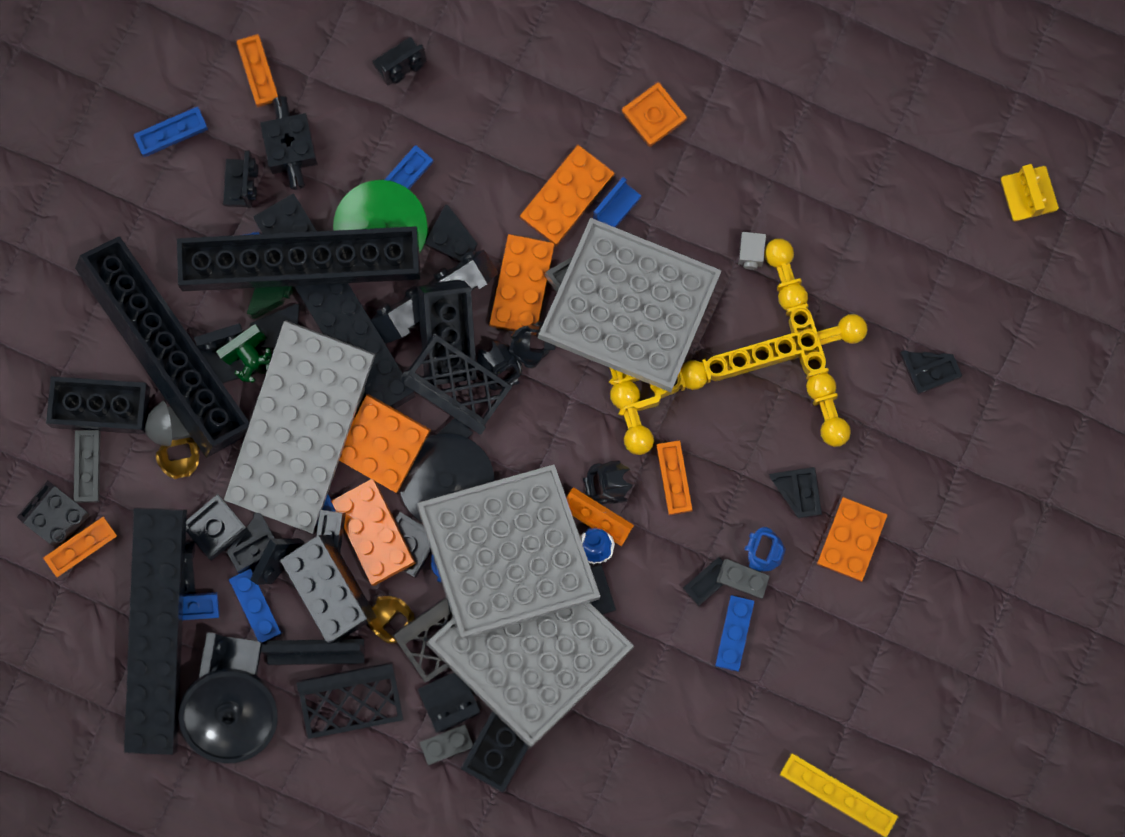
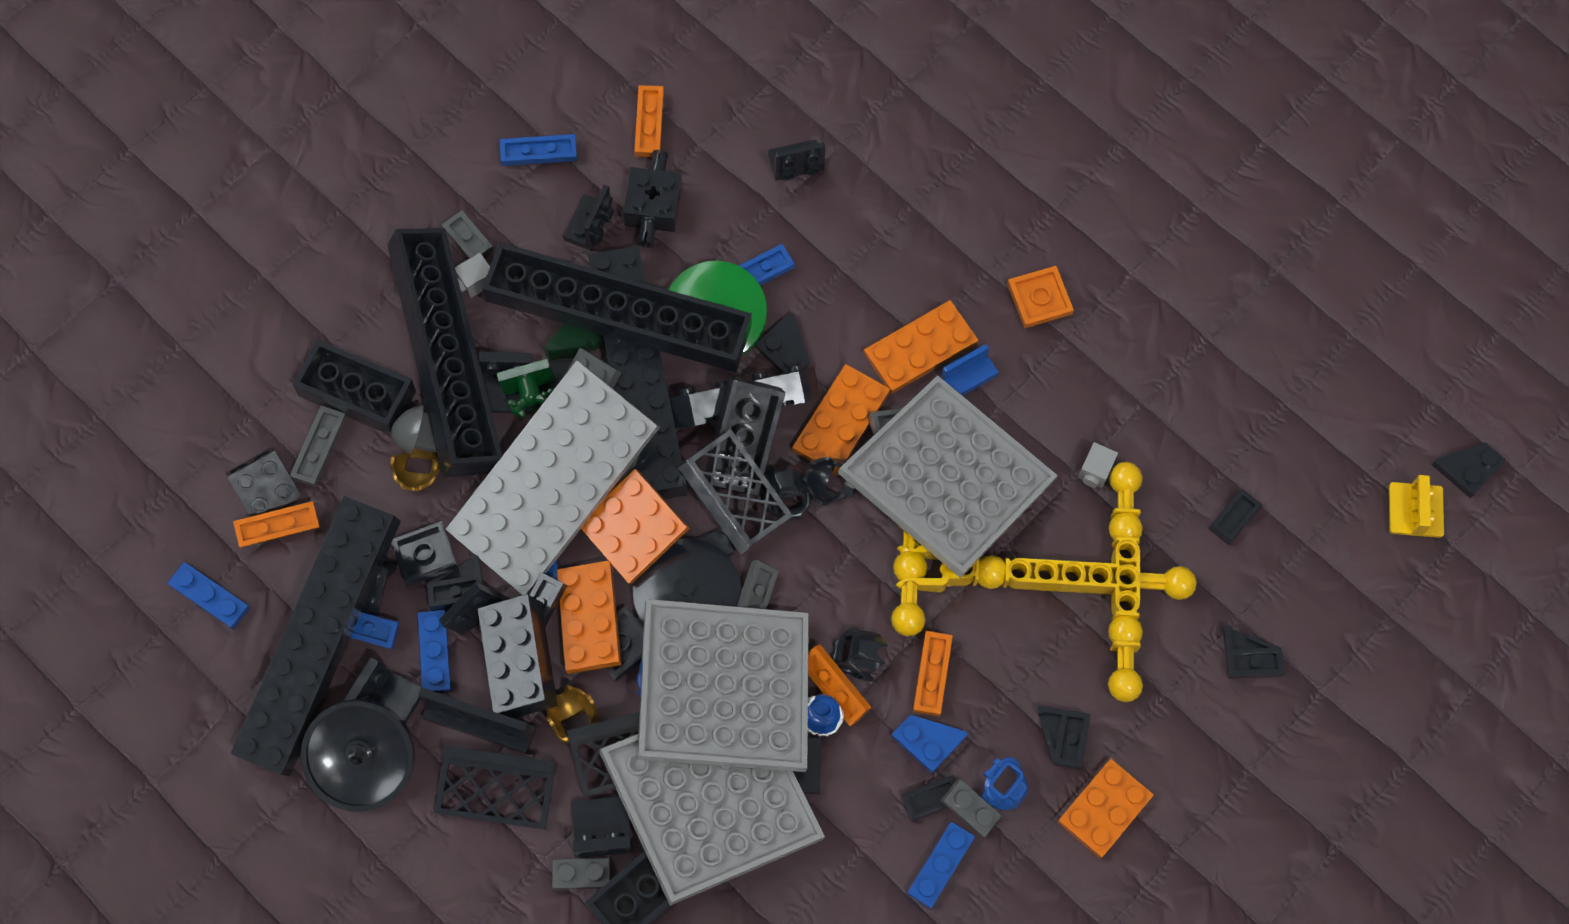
camera: 15 degrees right, 10 degrees down
(47, 626) = (208, 595): none -> blue plate
(140, 234) = (467, 236): none -> dark grey plate
(160, 267) = (472, 275): none -> light grey brick
(299, 316) = (597, 366): none -> dark grey plate
(504, 456) = (758, 586): none -> dark grey plate
(689, 535) = (928, 740): none -> blue wing
(881, 253) = (1235, 516): none -> black tile
(1063, 139) = (1470, 467): none -> black wing

